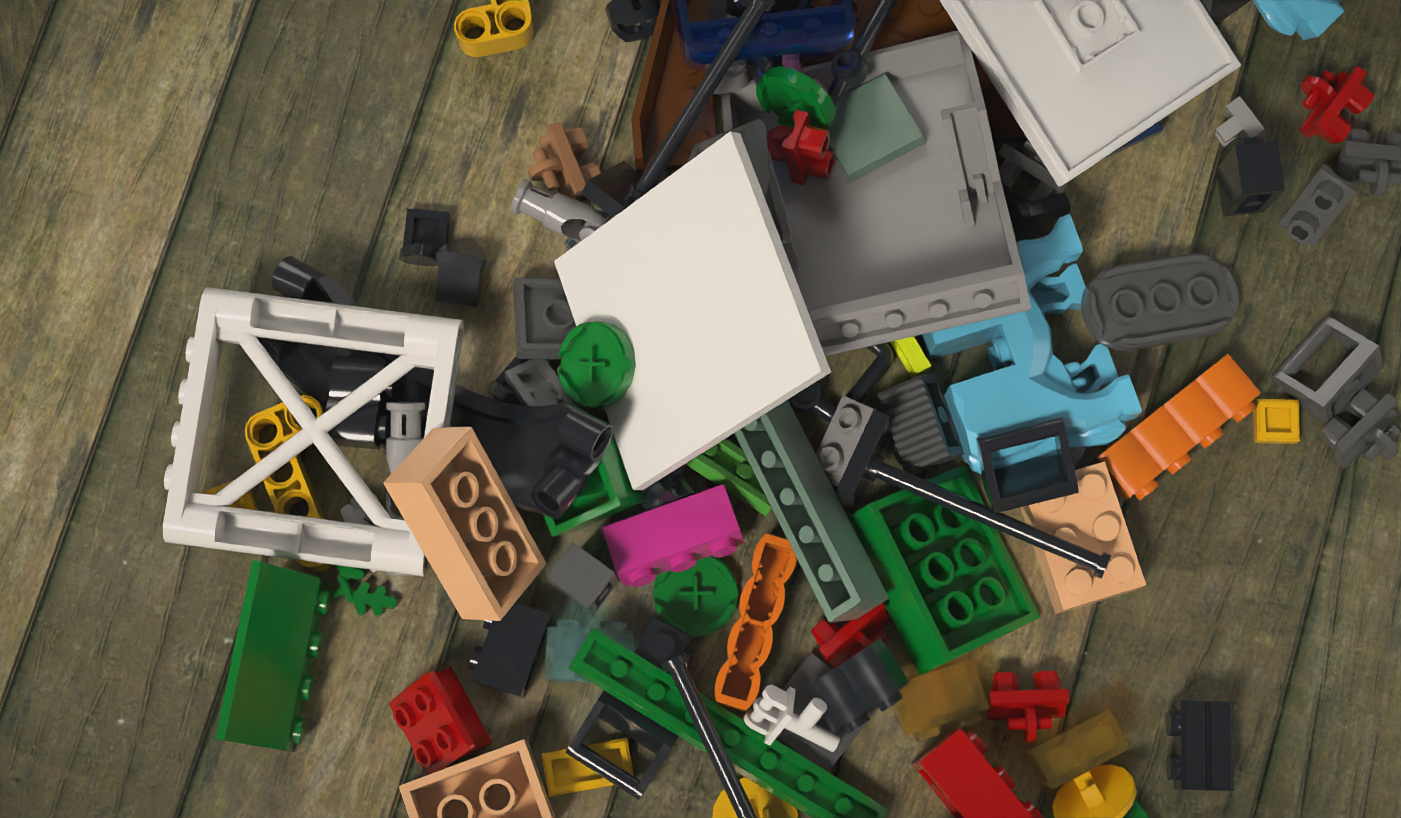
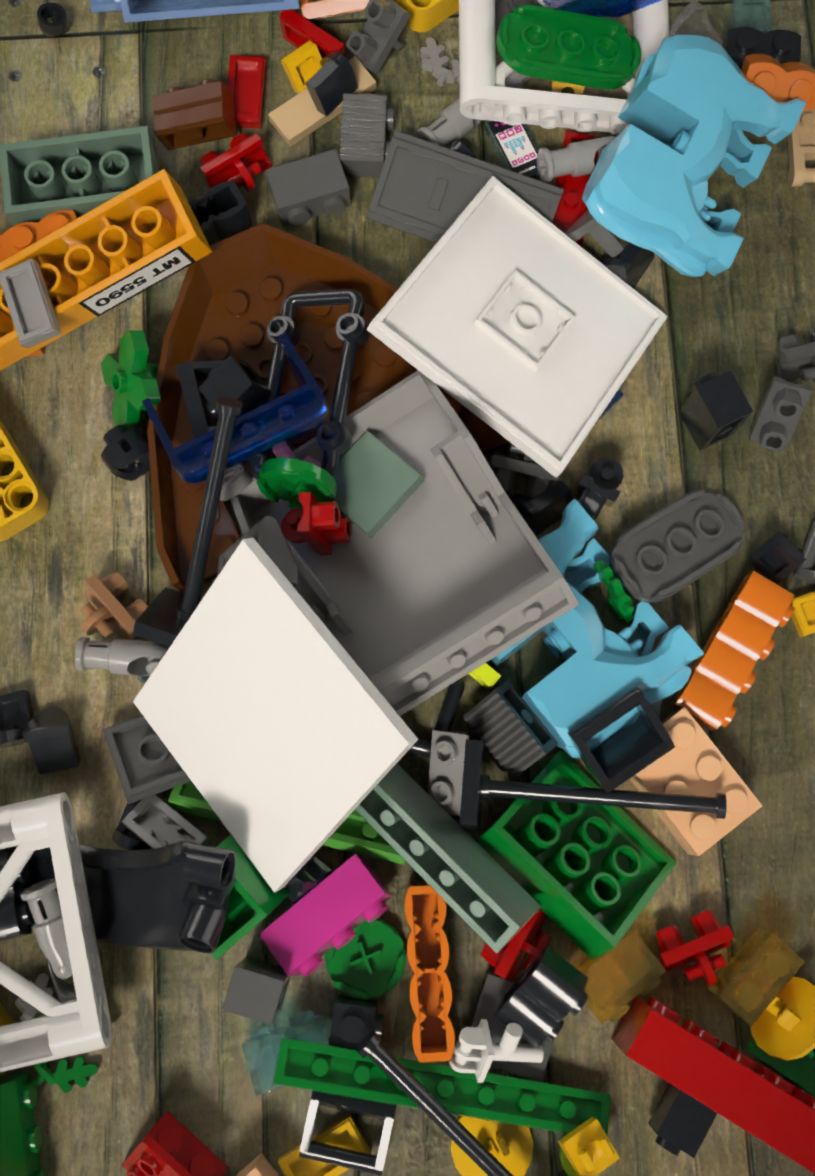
camera: 20 degrees left, 0 degrees up
(465, 523) = (127, 986): light nougat brick -> none
(510, 649) = (214, 1074): black brick -> none
(596, 364) = (201, 787): green tile -> none
(1079, 336) = (619, 601): none -> green animal
(1101, 214) = (600, 486): none -> black hips
(1239, 123) = (686, 365): light grey tile -> none
(1259, 351) = (777, 557): none -> black tile
(1327, 98) = (752, 320): red hips -> none

